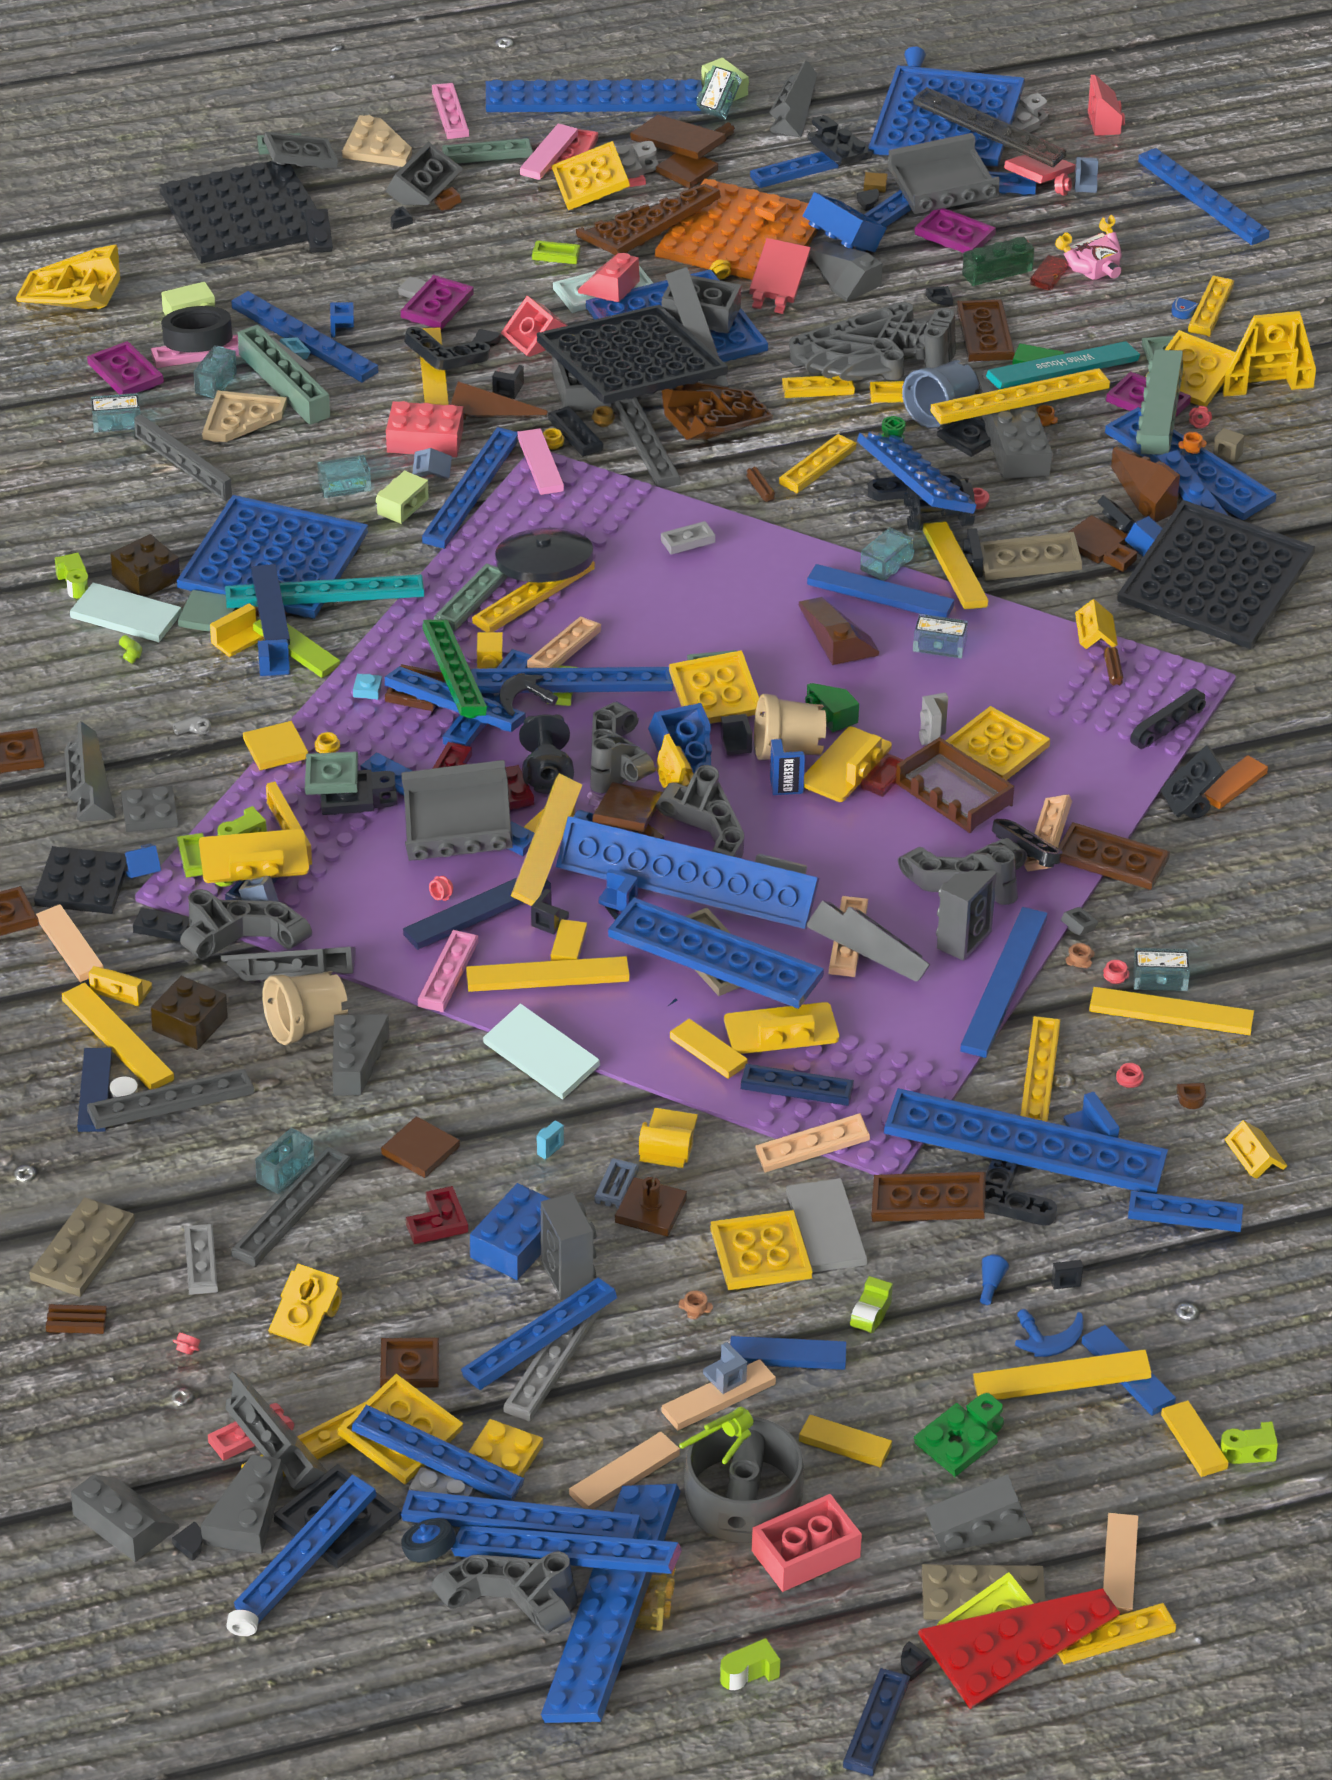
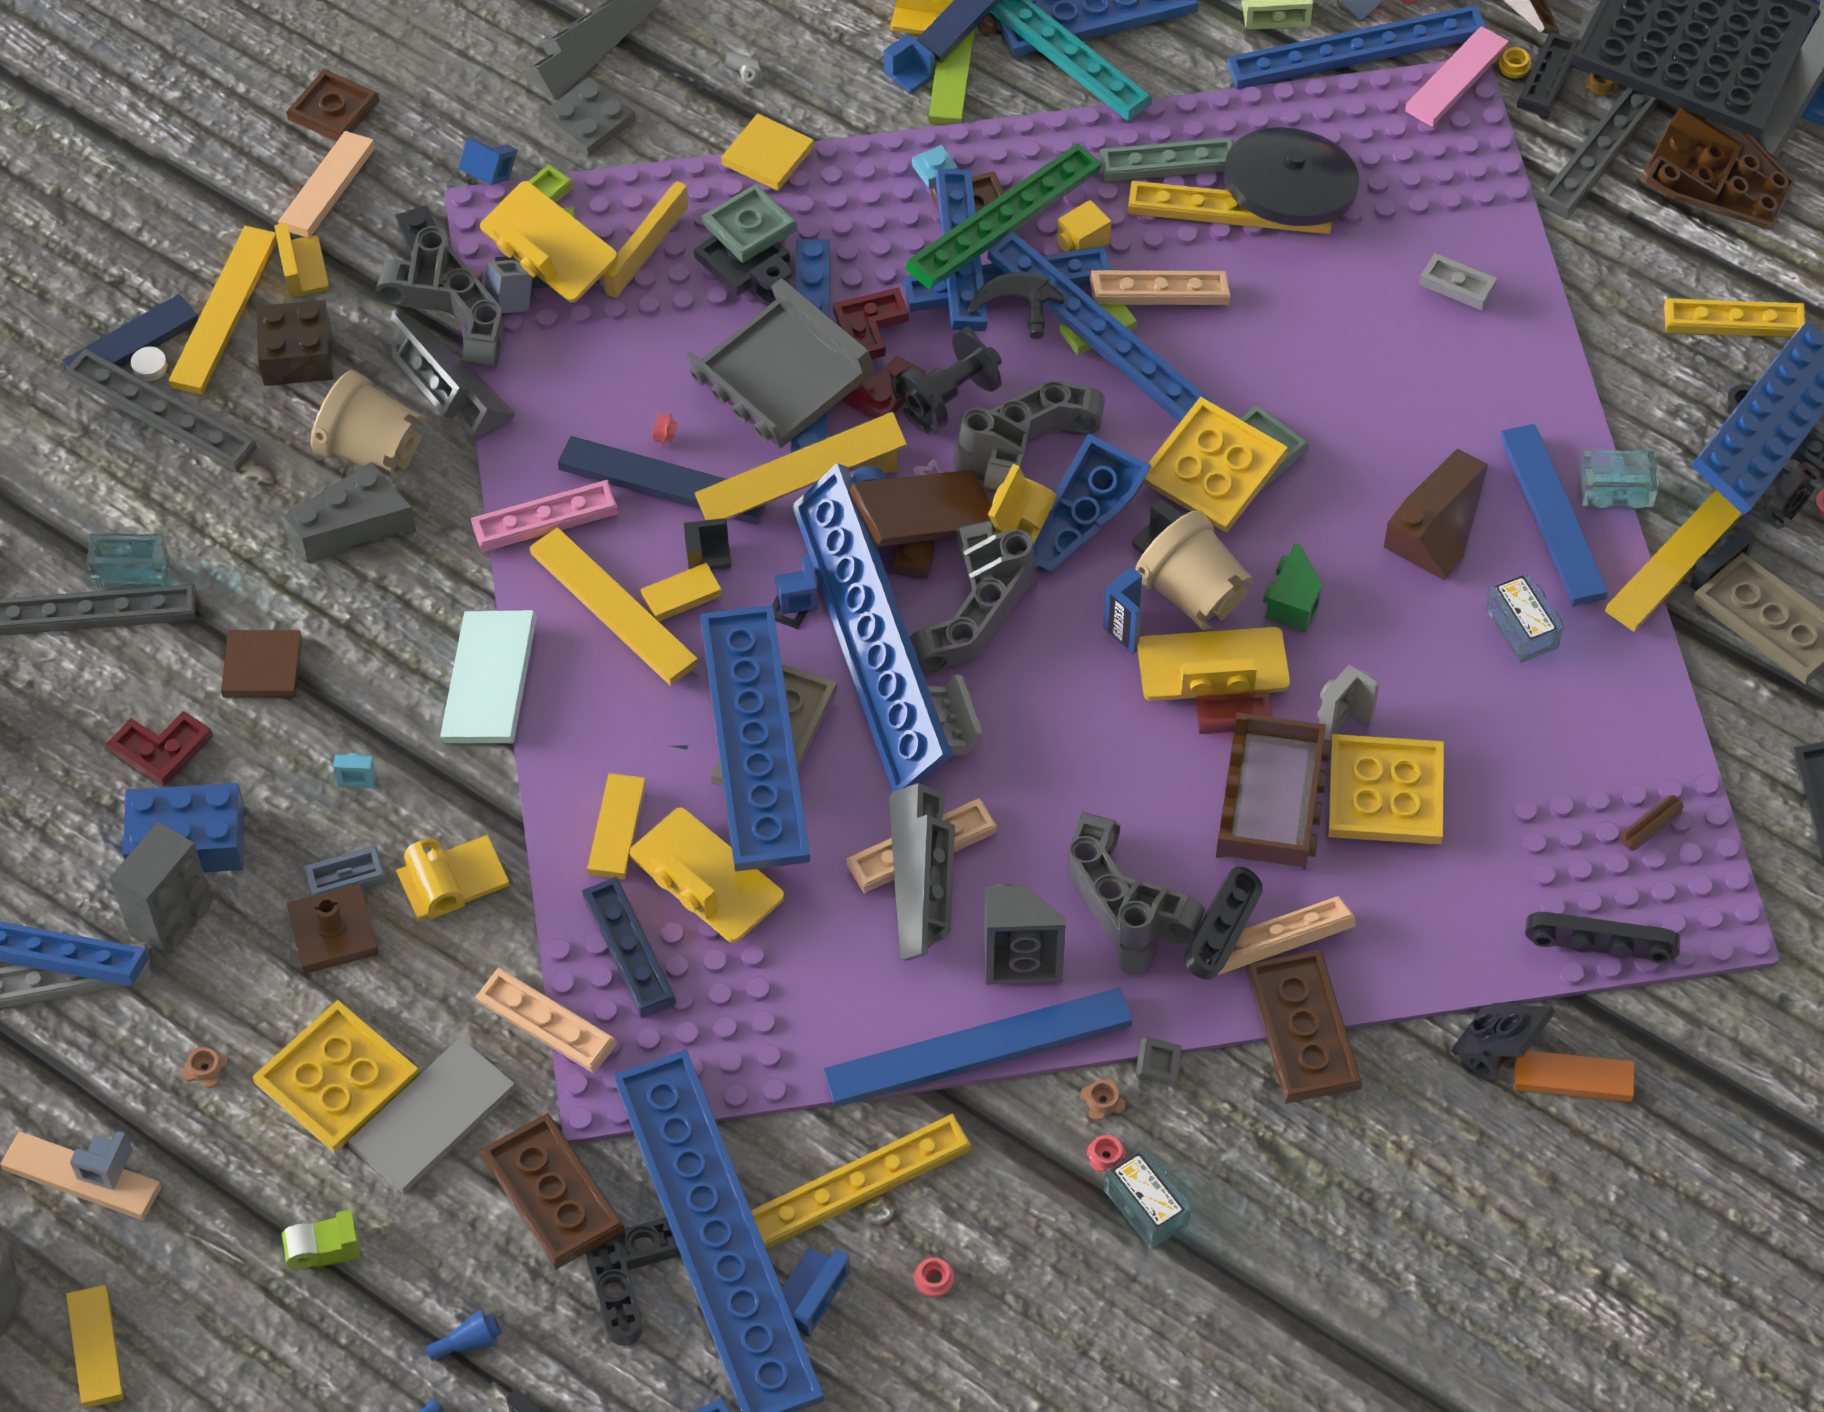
camera: 55 degrees right, 15 degrees up
(81, 880) = (429, 132): black plate -> none
(250, 822) = (603, 209): lime leg -> none
(327, 743) = (807, 191): yellow plate -> none
(760, 484) = (1637, 289): reddish brown axle -> none
(792, 1352) = (196, 1203): blue tile -> none
(1095, 623) = (1707, 761): yellow panel -> none
(1171, 1010) = (1092, 1255): yellow tile -> none
(1191, 1095) = (961, 1364): reddish brown tile -> none

